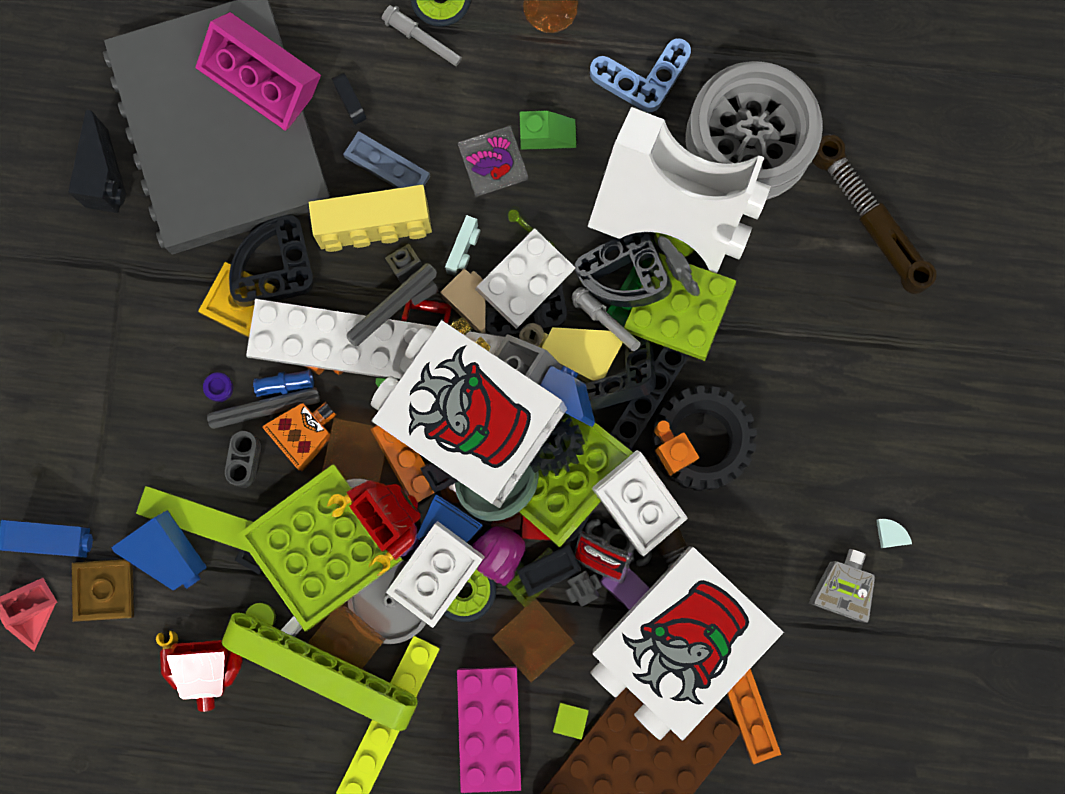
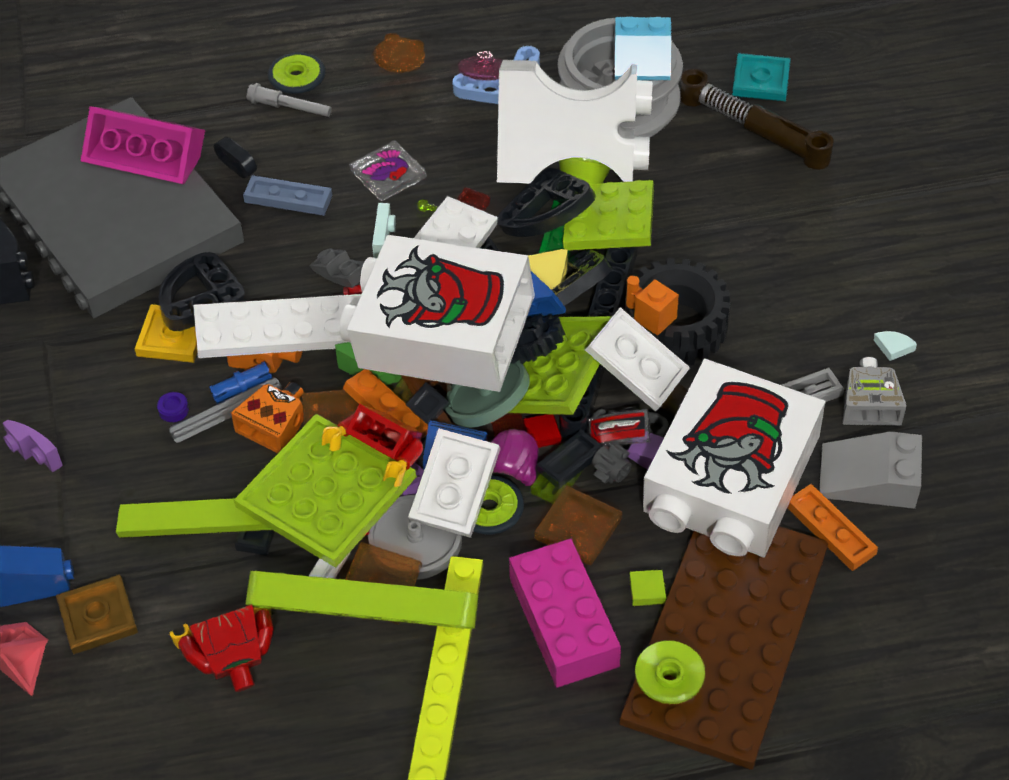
camera: 15 degrees left, 30 degrees down
(77, 390) = (31, 443): none -> medium lavender slope
(162, 552) = (153, 551): blue slope -> none
(237, 459) = (218, 453): dark grey beam -> none
(370, 218) = (286, 226): light yellow brick -> none
(391, 305) = (330, 279): dark grey axle -> none
(546, 130) = (428, 134): bright green slope -> none
(559, 230) = (474, 199): none -> clear red tile
(583, 299) = (532, 244): light grey pin -> none
(628, 54) = (481, 67): none -> clear pink dish
(678, 266) = (589, 171): dark grey piece -> none
(767, 562) = (825, 391): none -> light grey tile
(780, 131) = (644, 43): none -> slope
(811, 669) = (873, 469): none -> light grey slope
(902, 158) = (761, 77): none -> teal plate

